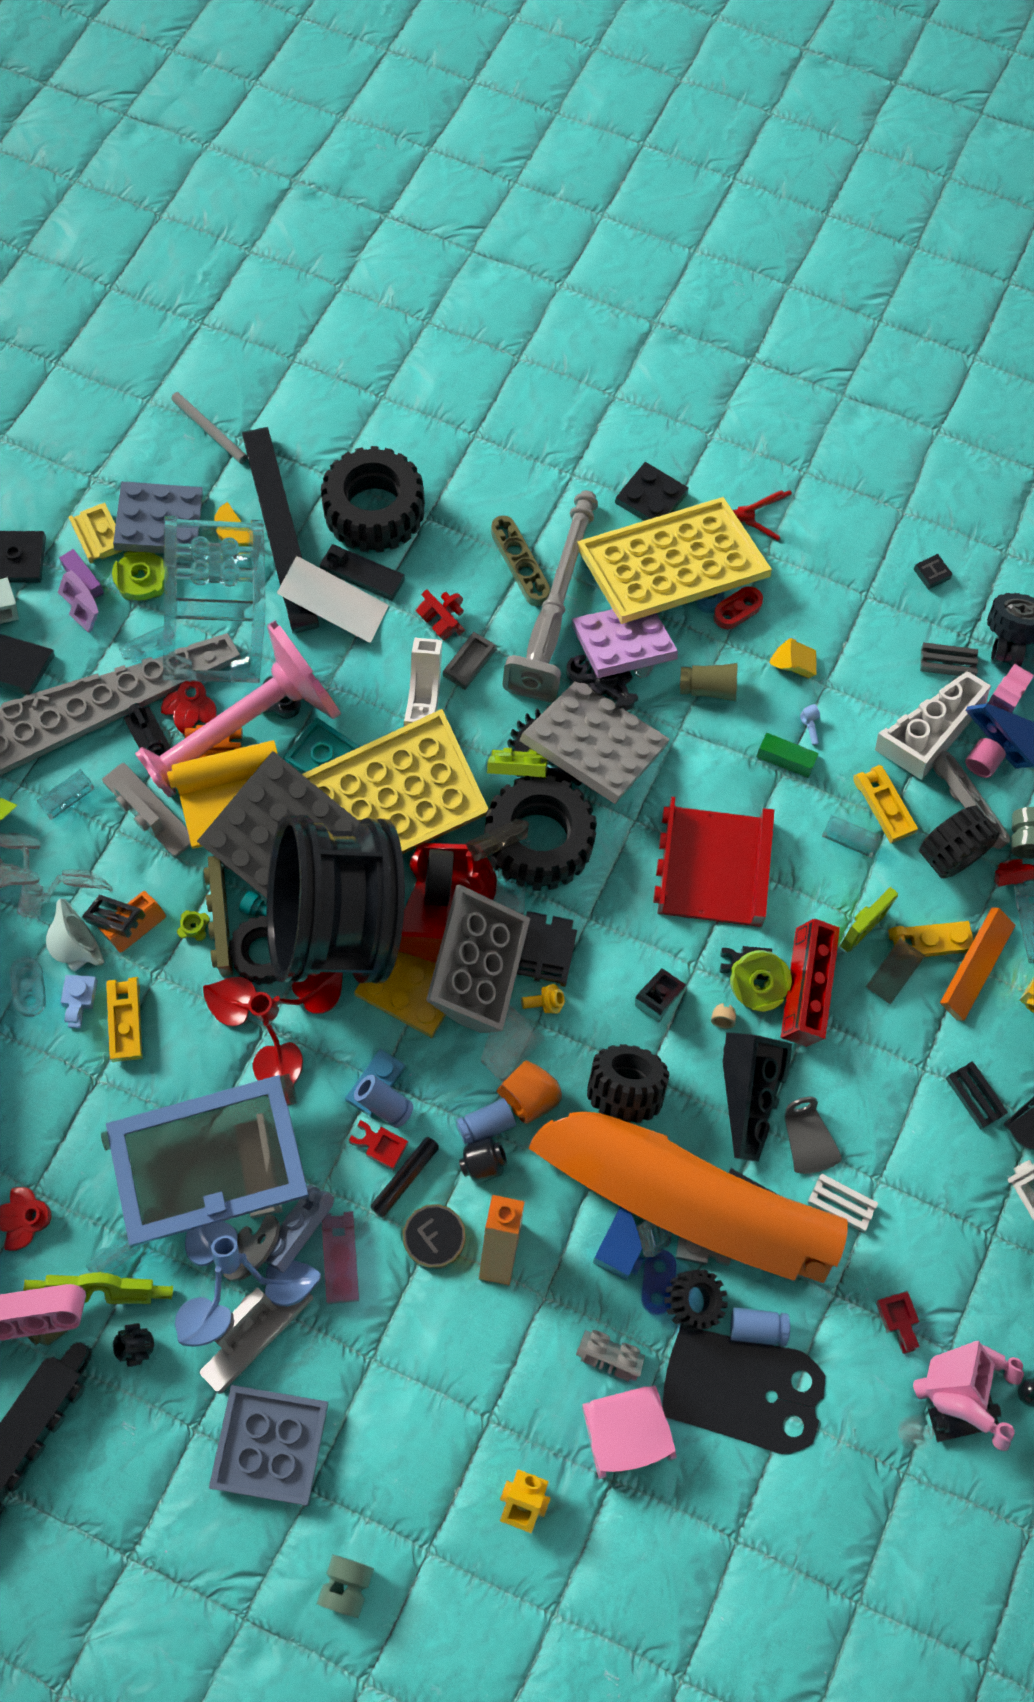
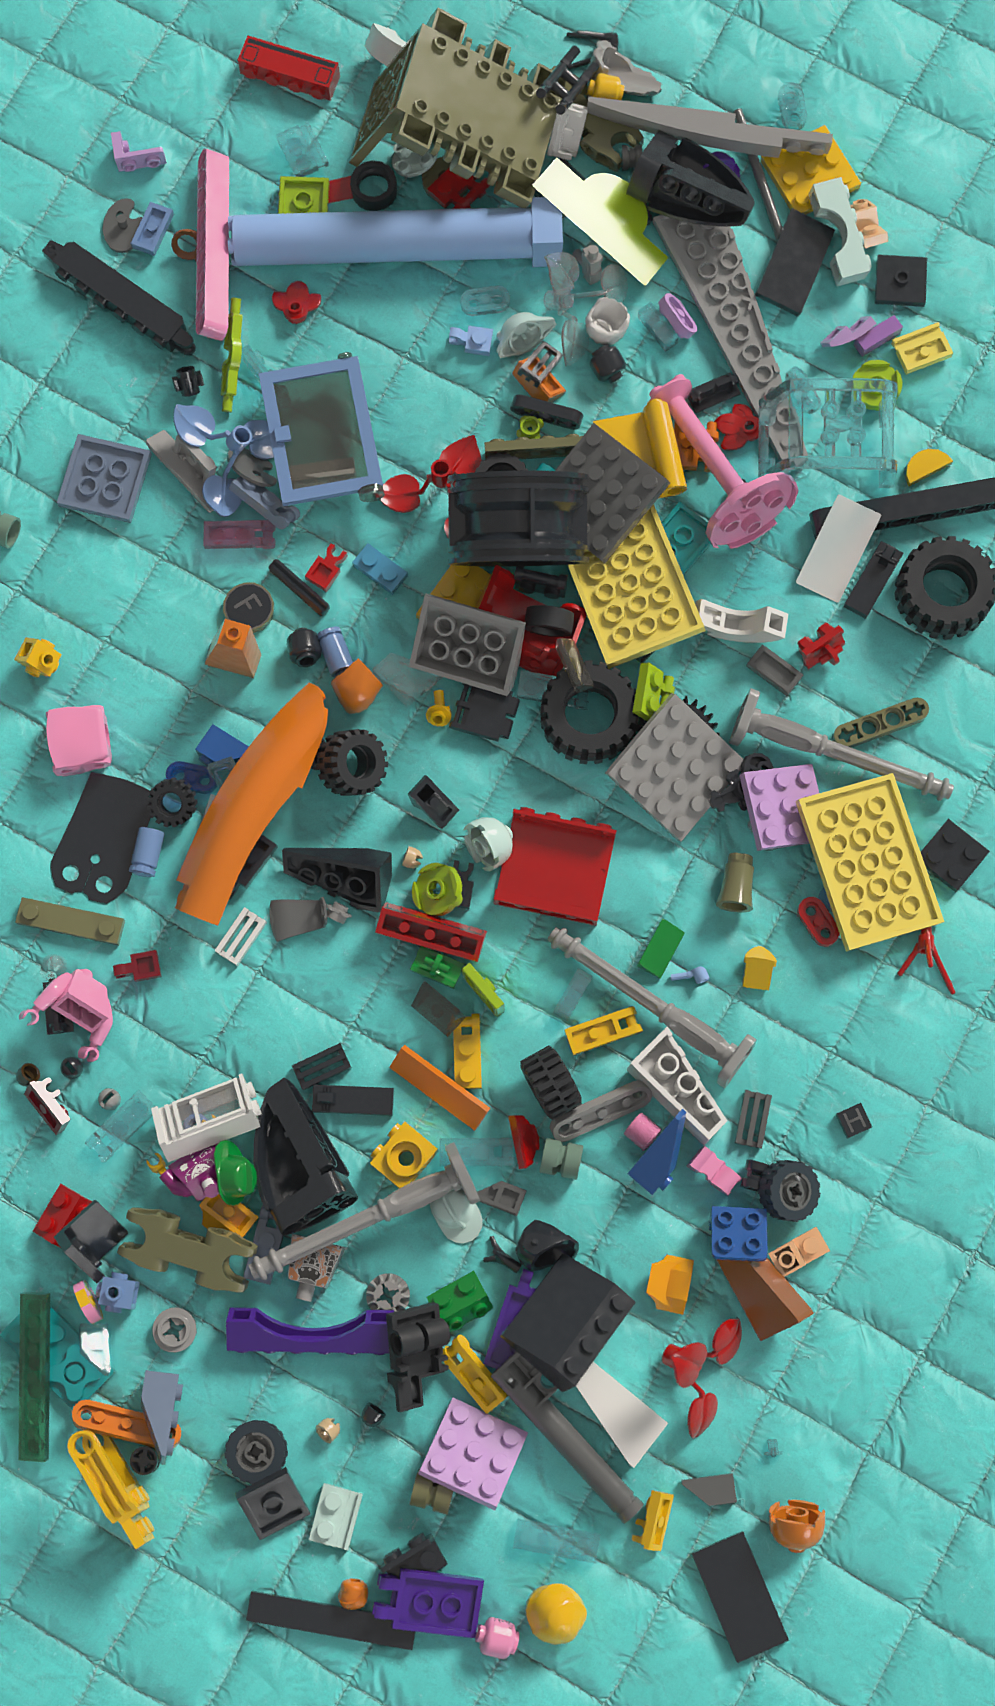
camera: 100 degrees right, 10 degrees up
(45, 779) = (677, 315): none -> lavender plate
(62, 843) = (607, 321): none -> white hair
(113, 843) = (607, 363): none -> black head
(124, 1020) = (451, 374): yellow plate -> none
(143, 513) = (934, 399): sand blue plate -> none
(148, 809) = (633, 392): light grey bracket -> none
(173, 906) = (547, 411): none -> black beam
(383, 1101) = (358, 569): medium blue piece -> none
(624, 1357) = (137, 731): light grey hinge -> none
(699, 928) = (489, 842): none -> light aqua cylinder
(800, 1088) = (338, 912): none -> light grey plate
(849, 974) = (437, 967): none -> green hips
(855, 1418) = (70, 921): none -> olive plate
(898, 673) = (678, 1021): none -> light grey piece
(1007, 1057) = (353, 1100): none -> black hinge

